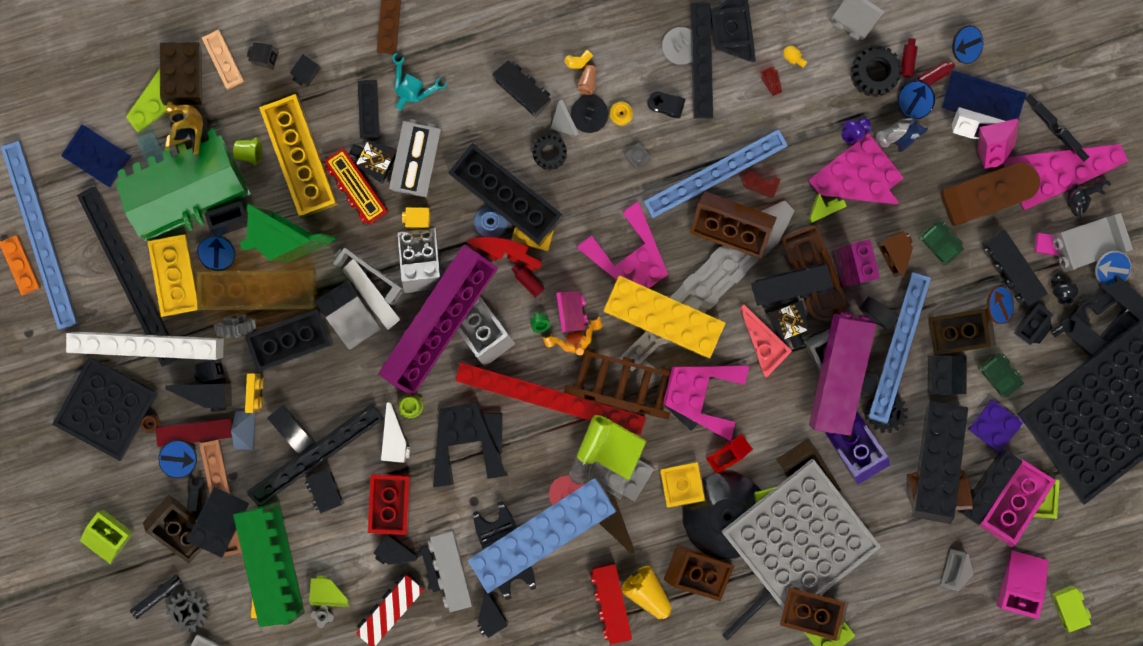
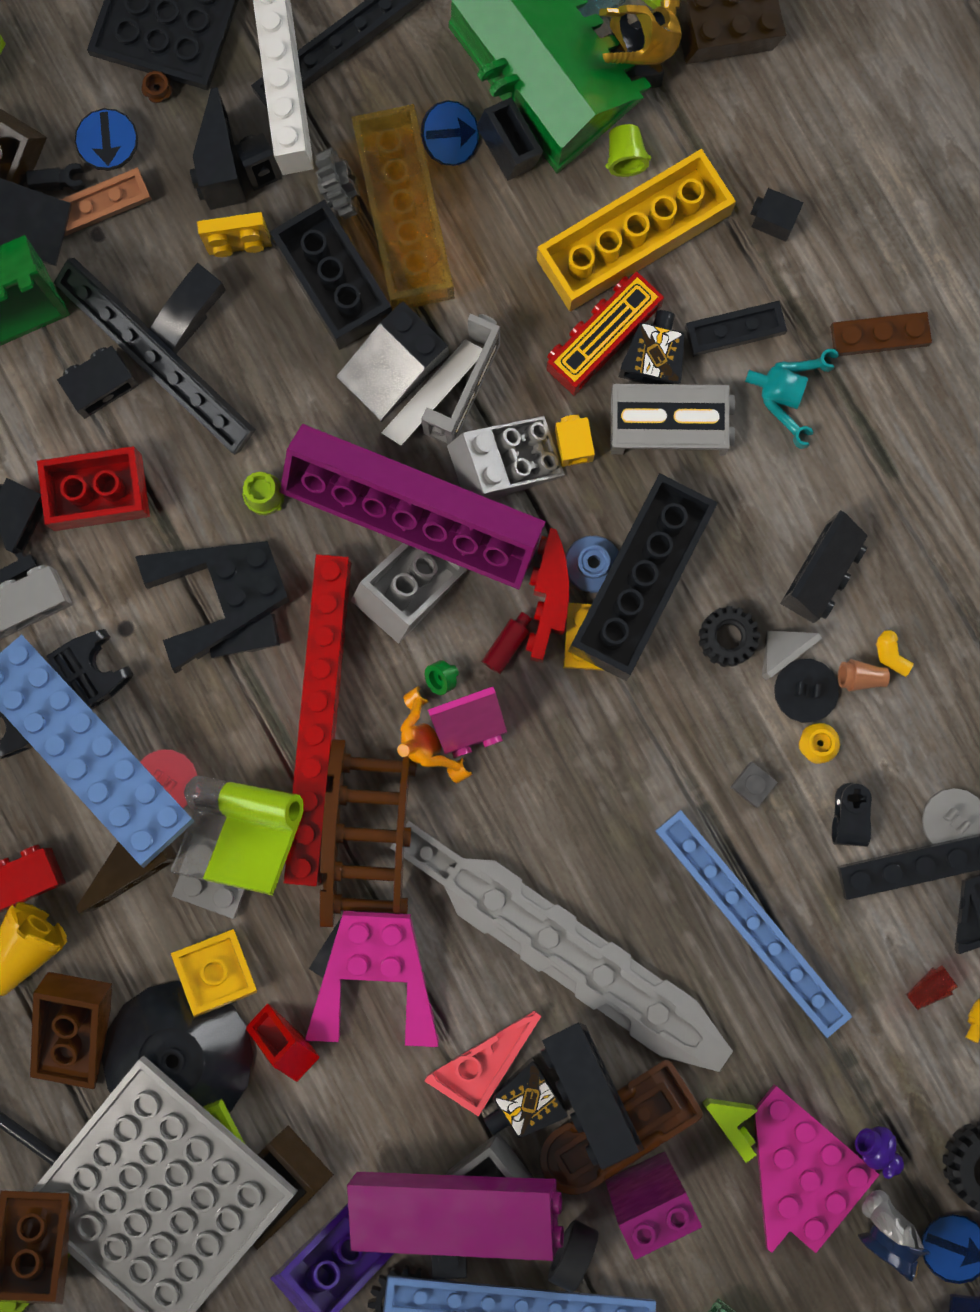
camera: 80 degrees right, 5 degrees down
(173, 275) = (403, 73): yellow plate -> none
(195, 432) = (156, 161): dark red tile -> none
(223, 59) = (765, 85): light nougat tile -> none
(243, 430) = (171, 234): sand blue slope -> none
(262, 55) = (786, 143): black slope -> none
(280, 238) = (495, 209): green piece -> none
(394, 439) = (203, 476): white slope -> none
(641, 266) = (567, 828): dark pink wing -> none
(664, 317) = (491, 884): yellow brick -> none
(732, 225) = (672, 970): reddish brown slope -> none
(760, 185) = (749, 1004): clear red leg -> none
(896, 252) = (684, 1269): reddish brown slope -> none

